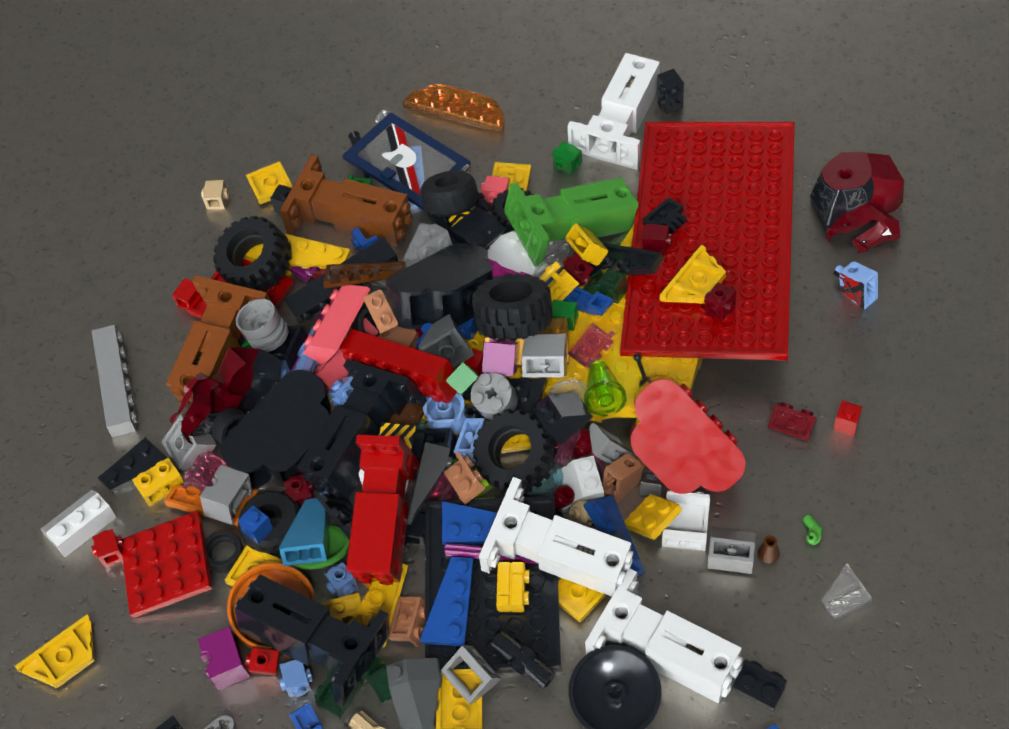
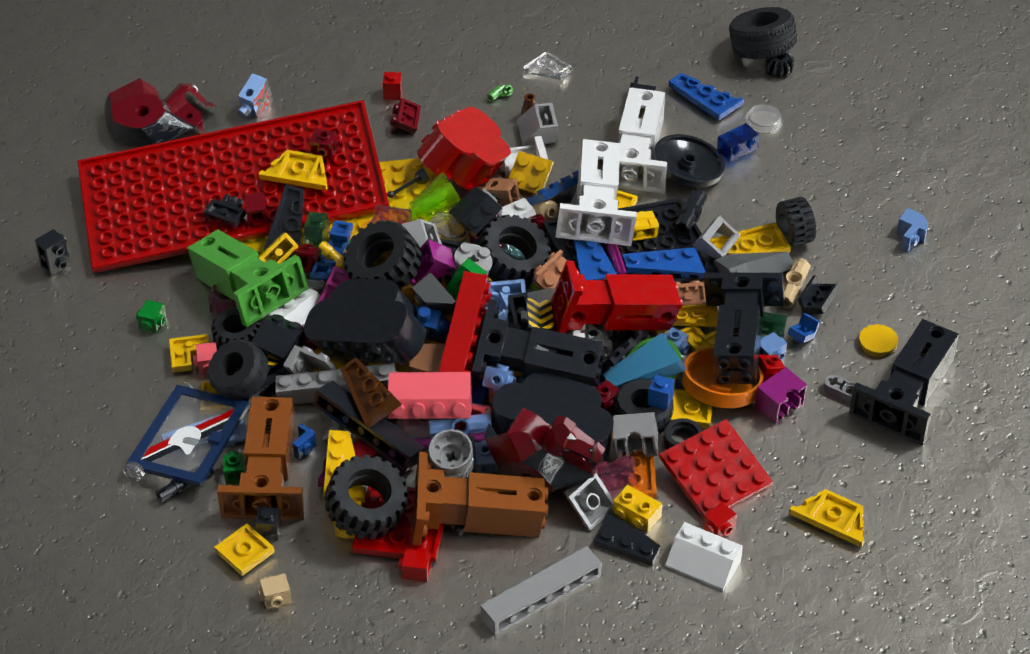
camera: 115 degrees left, 10 degrees down
(380, 312) = (417, 355): nougat bracket -> none
(458, 106) = (97, 421): clear orange plate -> none
(621, 113) = (81, 281): white brick -> none

